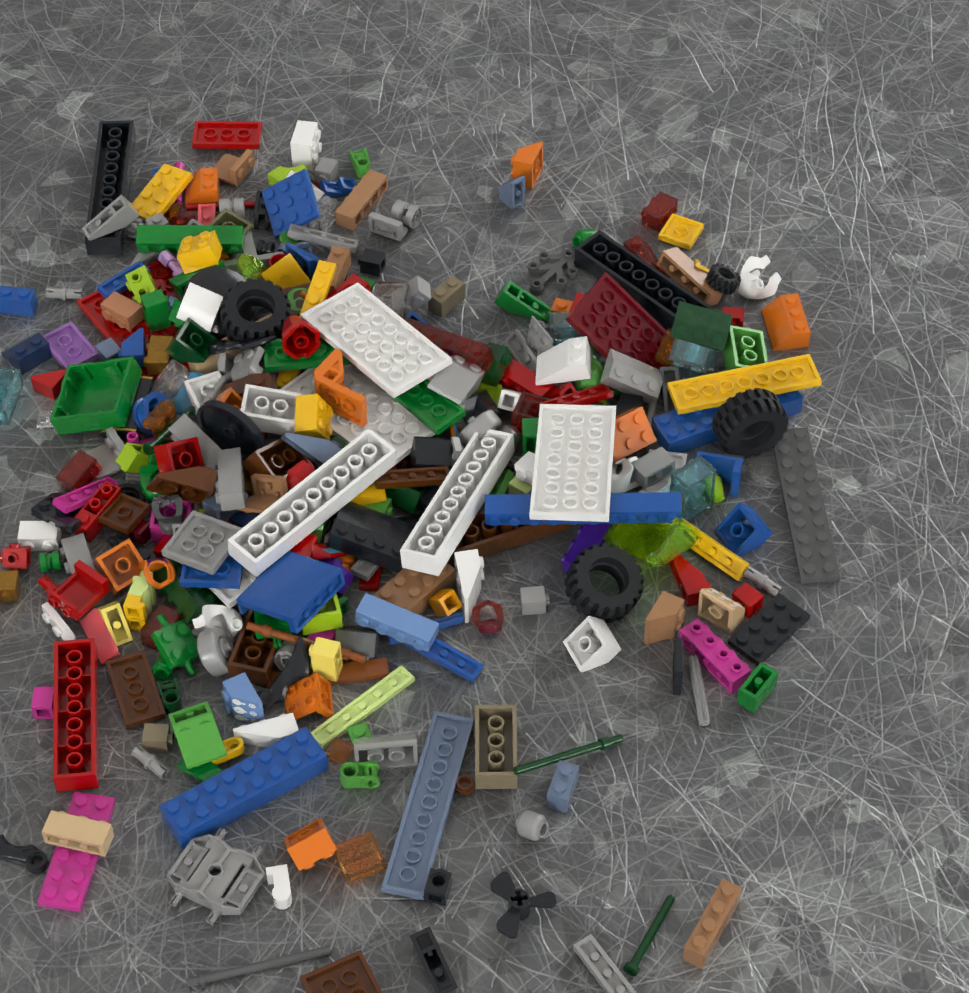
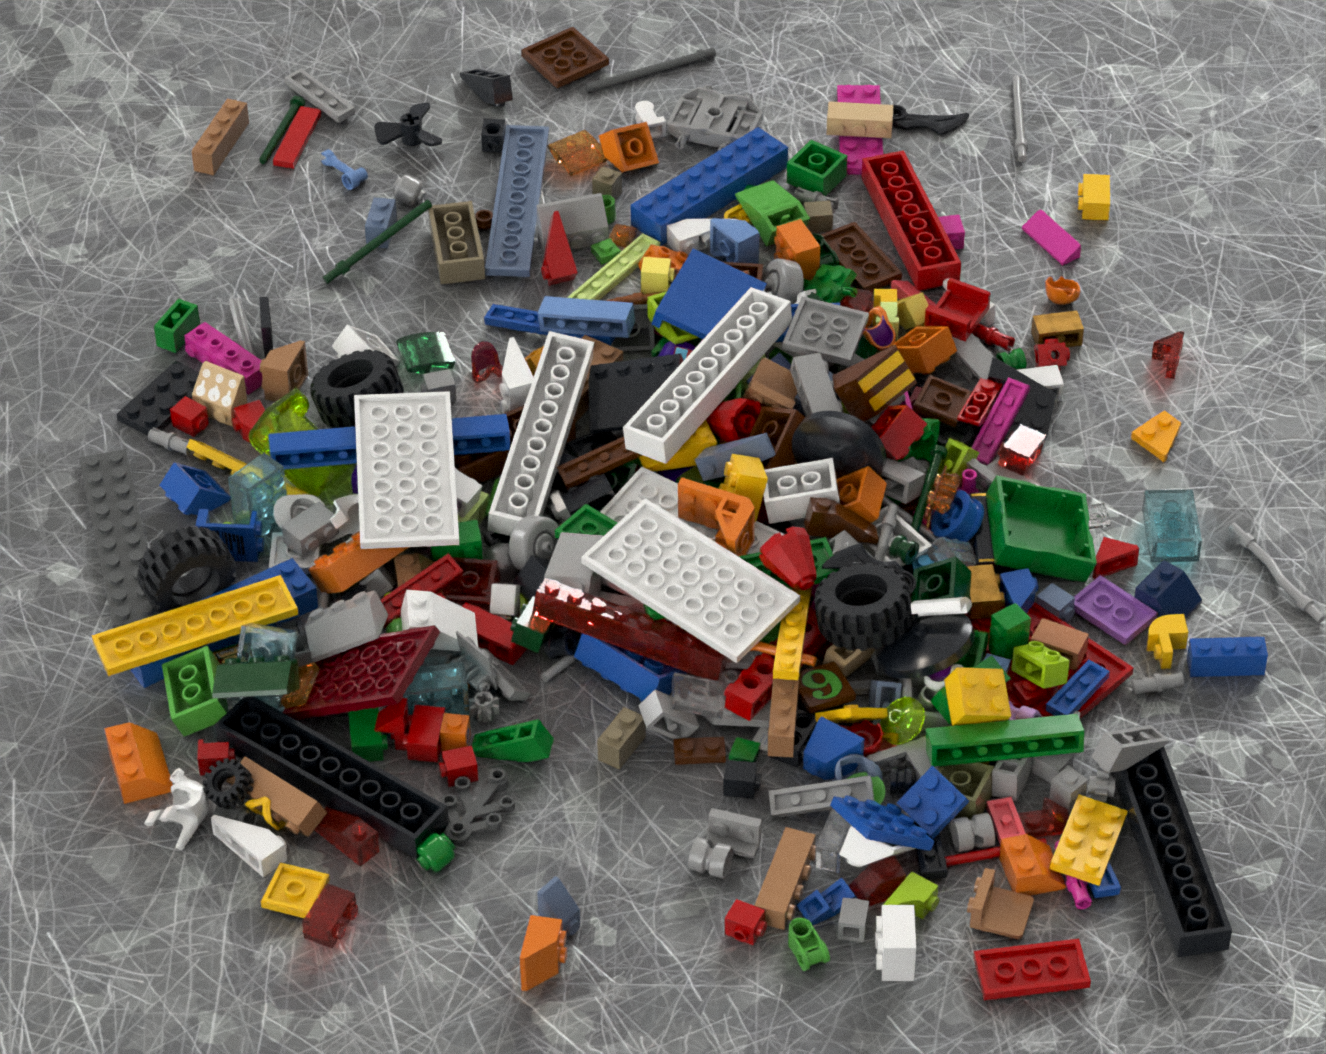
camera: 170 degrees right, 5 degrees down
(43, 321) = (1166, 635): none -> yellow brick
(139, 786) = (817, 168): none -> green brick
(191, 680) = (797, 244): none -> orange brick
(207, 369) = (904, 549): none -> dark green wheel
(252, 215) = (932, 802): none -> blue plate
(341, 801) = (607, 182): none -> dark tan brick
(397, 177) = (745, 922): none -> red brick
(407, 710) = (558, 259): none -> red slope
(539, 642) = (425, 351): none -> clear green slope
(562, 290) = (458, 763): none -> red brick
(582, 858) = (351, 177): none -> medium blue brick
(634, 924) = (297, 137): none -> red tile
(706, 254) = (251, 843): none -> white slope

